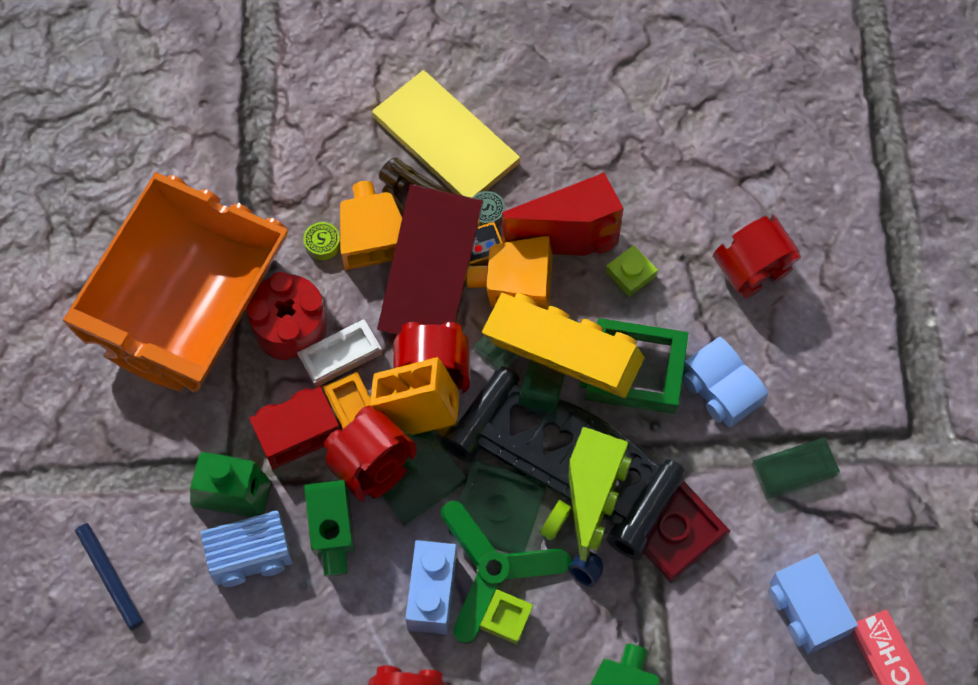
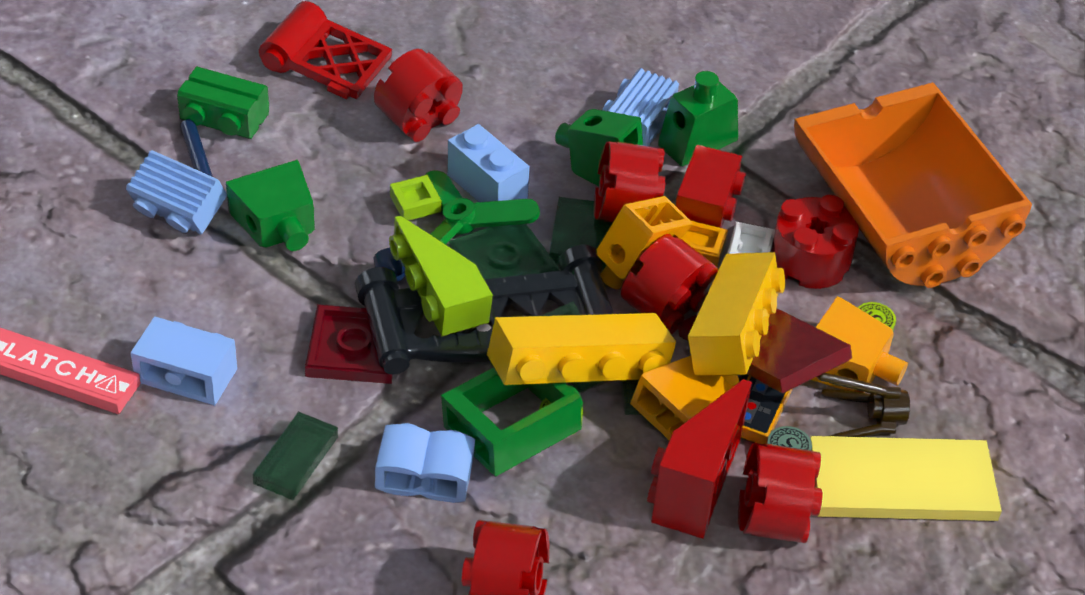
camera: 130 degrees right, 20 degrees down
(109, 576) = (705, 49): dark blue bar -> none
(431, 285) = (735, 314): none -> yellow brick
(544, 164) = (779, 492): none -> red brick
(631, 270) = (609, 500): lime plate -> none

